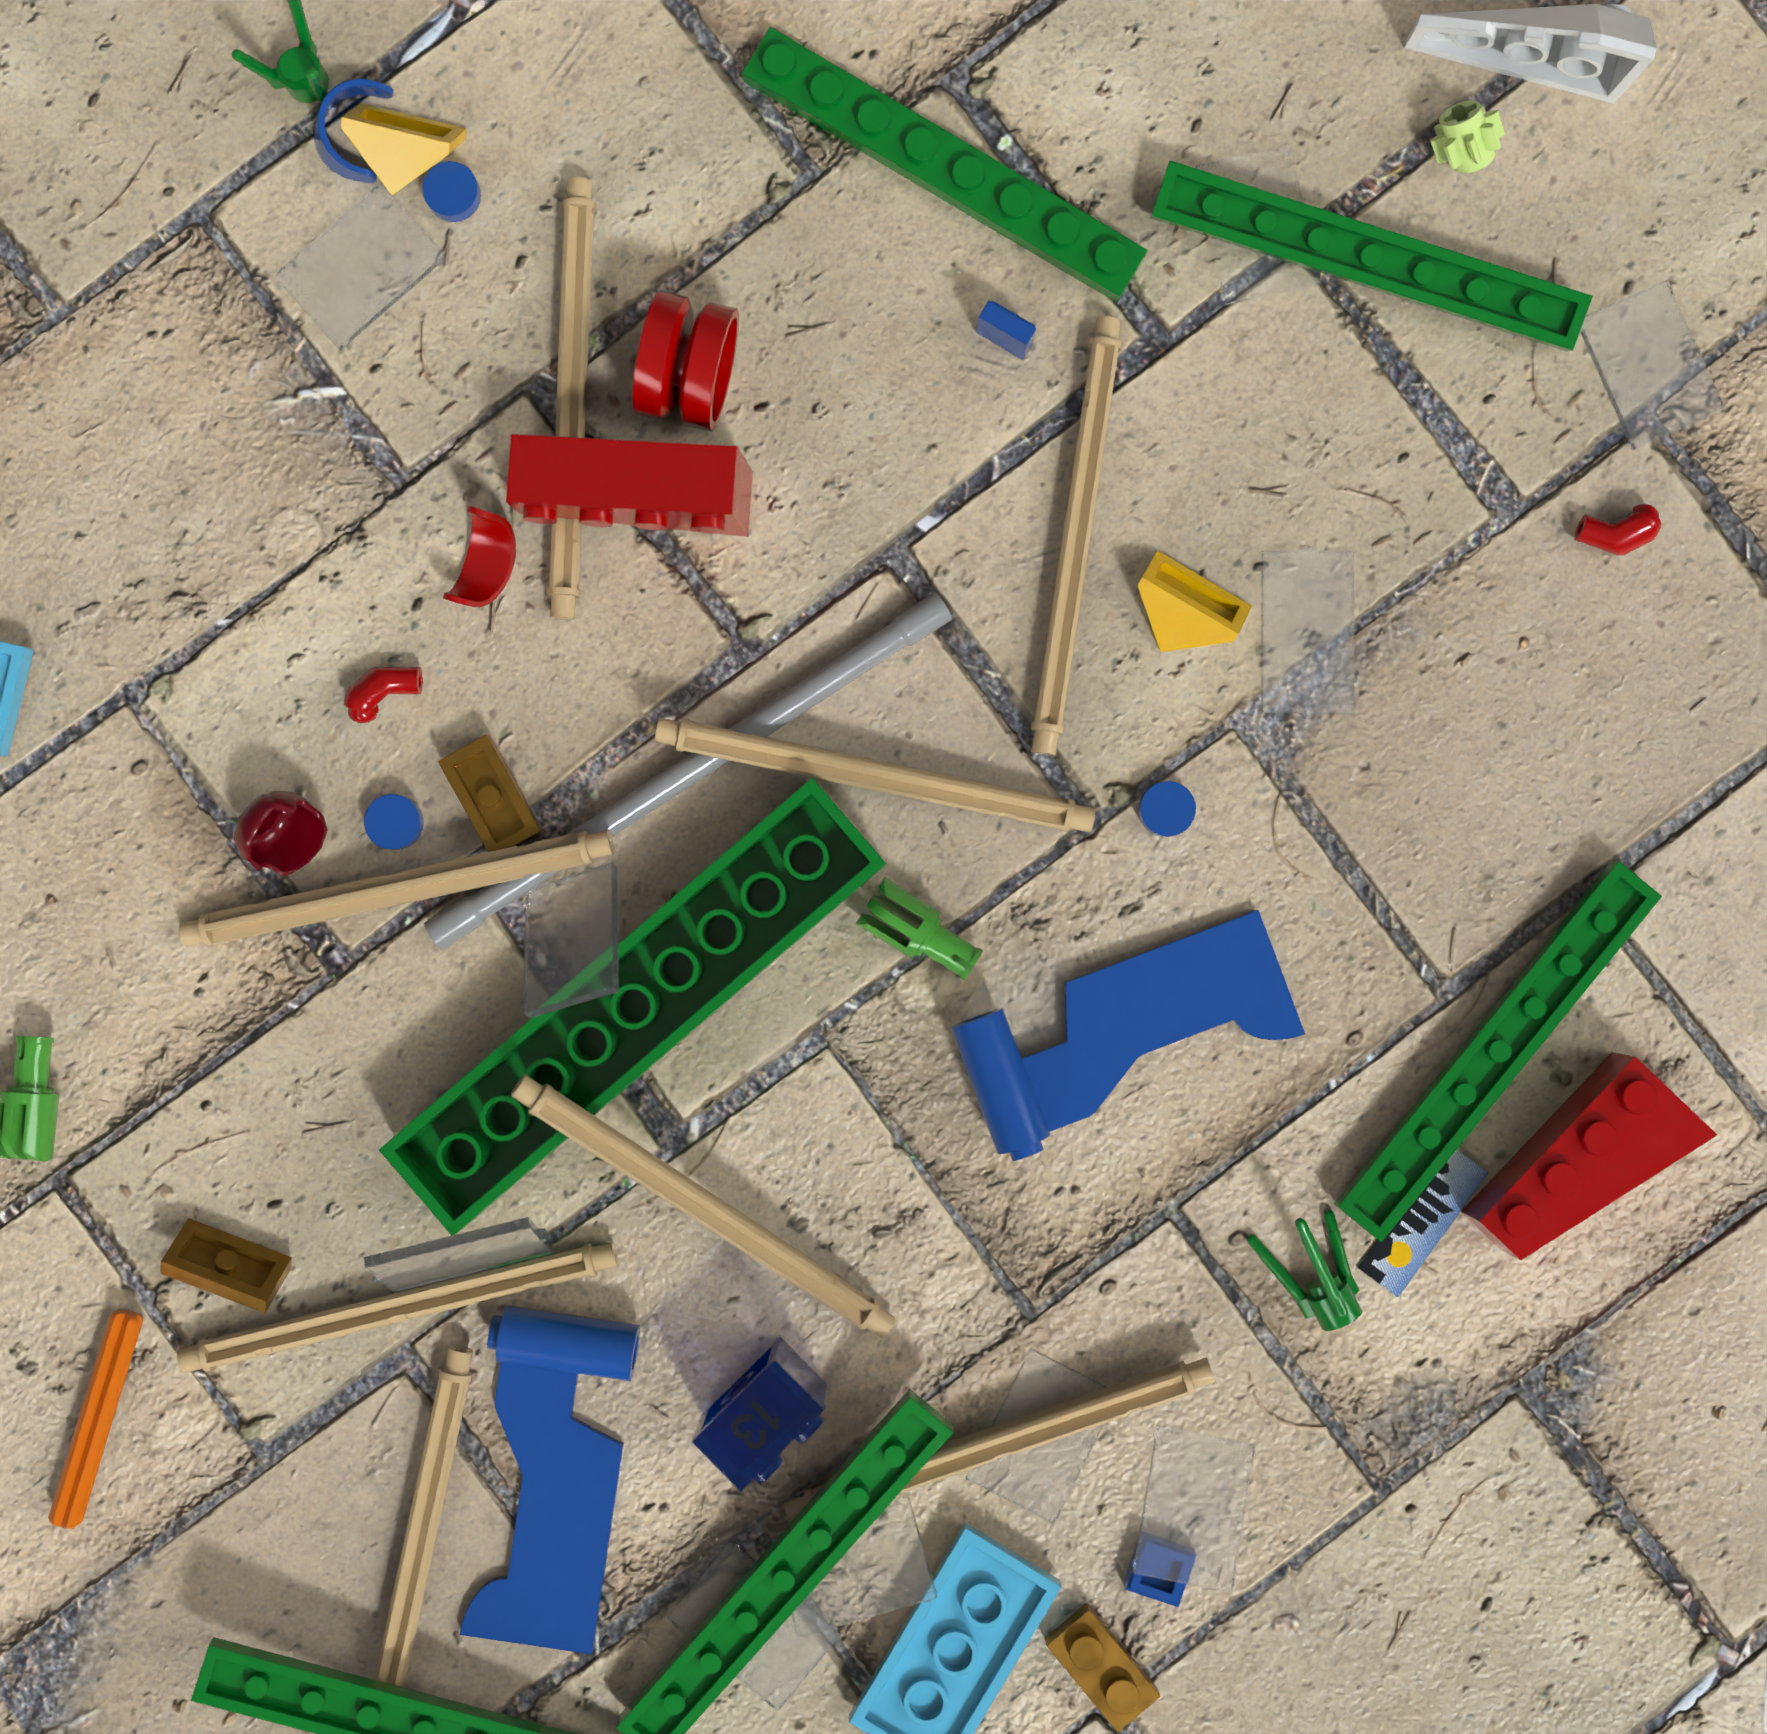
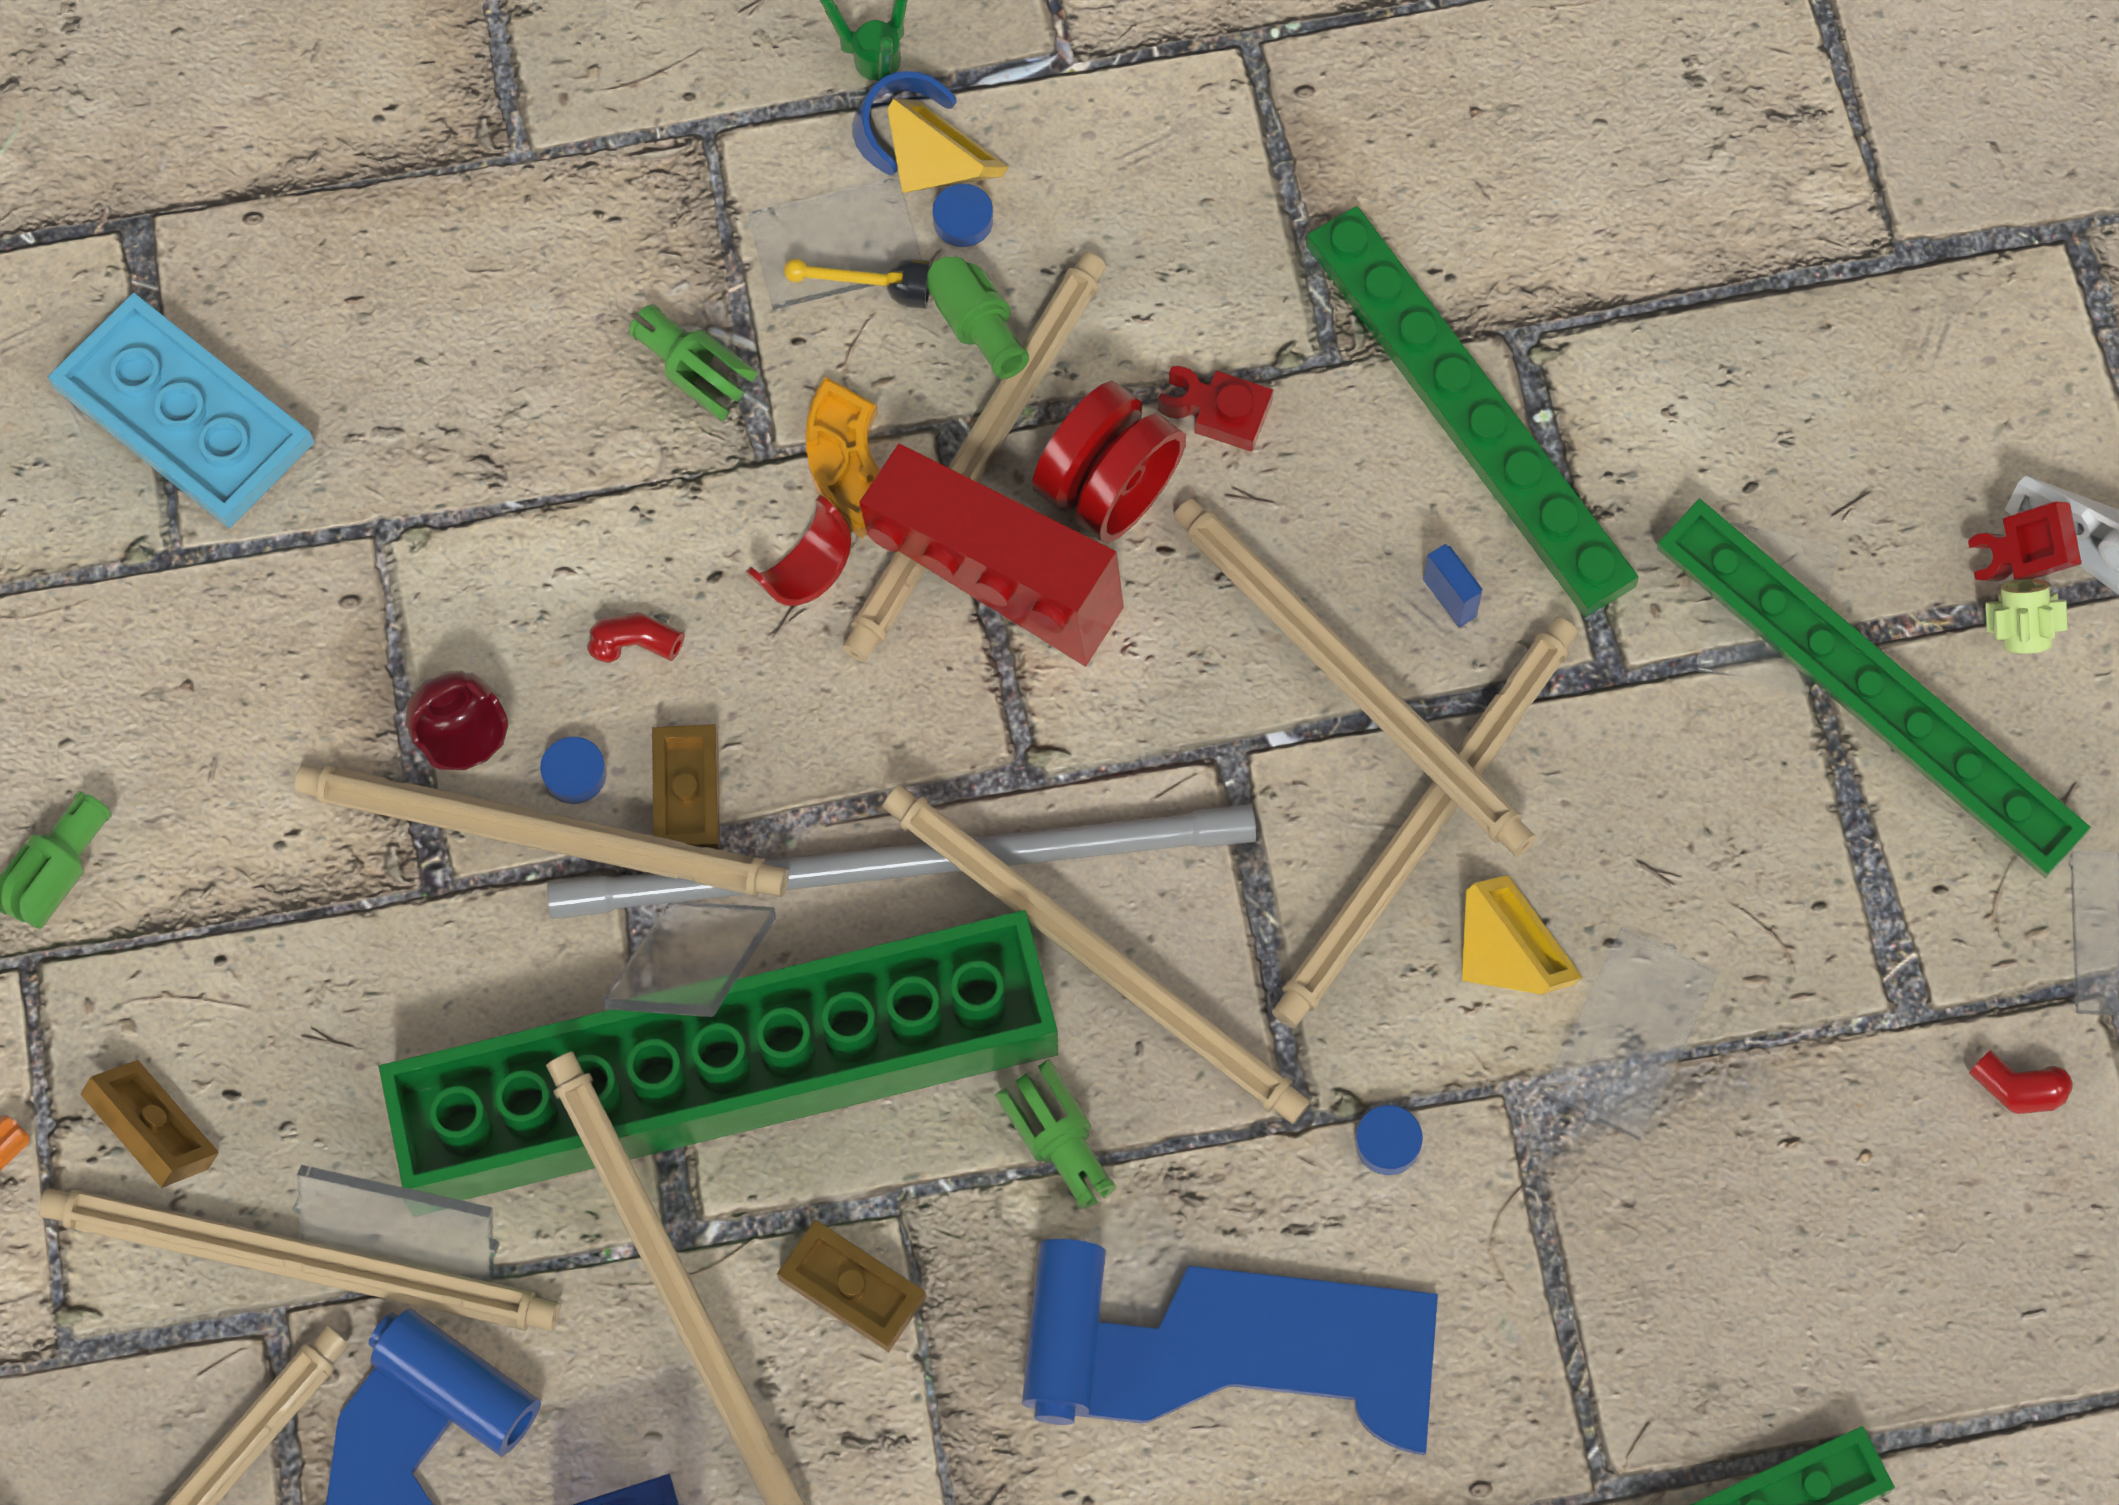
camera: 30 degrees right, 20 degrees down
(297, 430) = (689, 356): none -> bright green arm
(436, 275) = (904, 282): none -> hinge
(460, 450) = (839, 449): none -> light orange tile
(510, 278) = (976, 313): none -> bright green arm
(753, 261) = (1225, 410): none -> red plate
(823, 1123) = (851, 1285): none -> pearl gold plate
(964, 447) = (1355, 678): none -> tan piece
(1450, 73) = (2034, 544): none -> red plate

